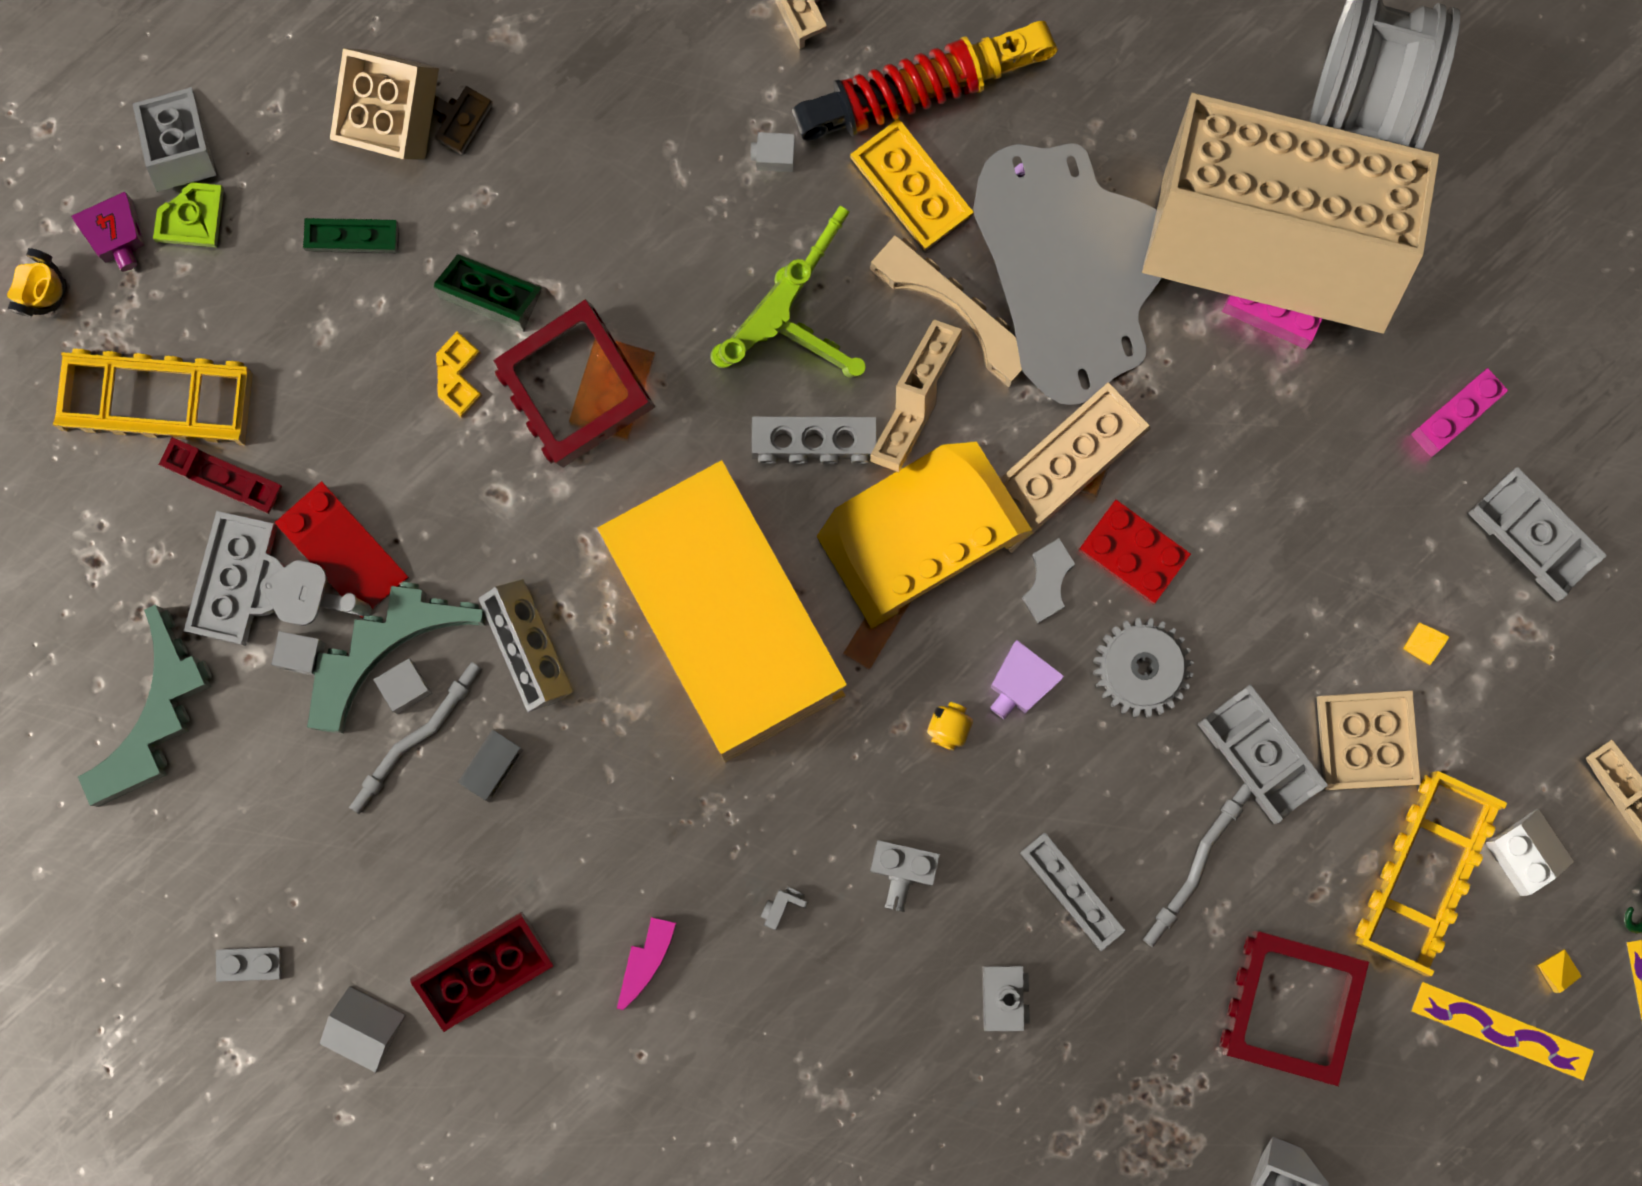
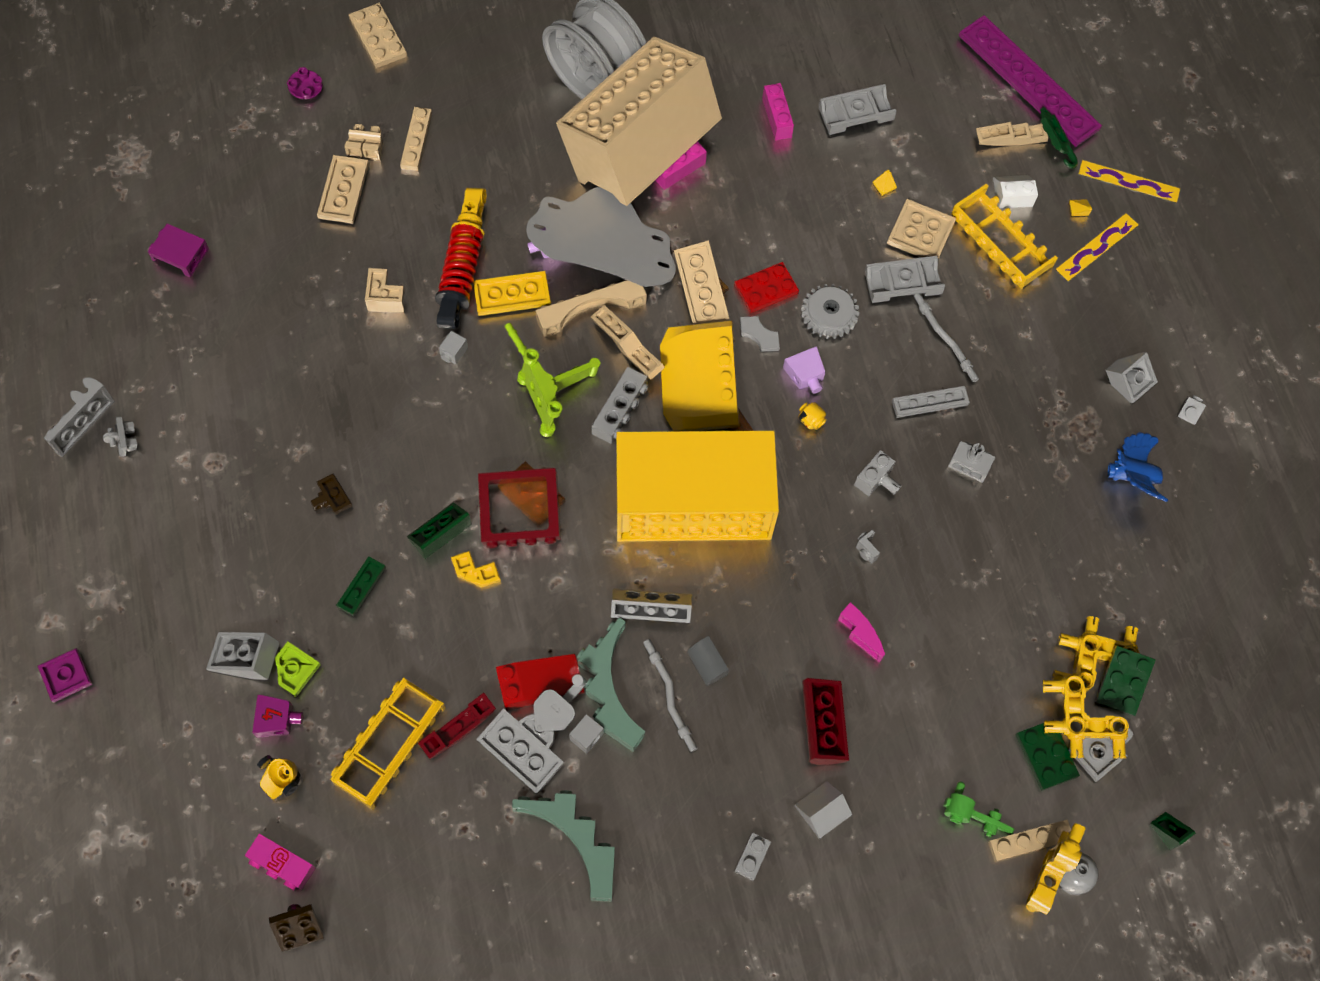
camera: 65 degrees left, 15 degrees down
(384, 103) = (299, 527): tan slope -> none
(402, 686) = (637, 685): light grey piece -> none
(1240, 1008) = (1025, 347): dark red piece -> none

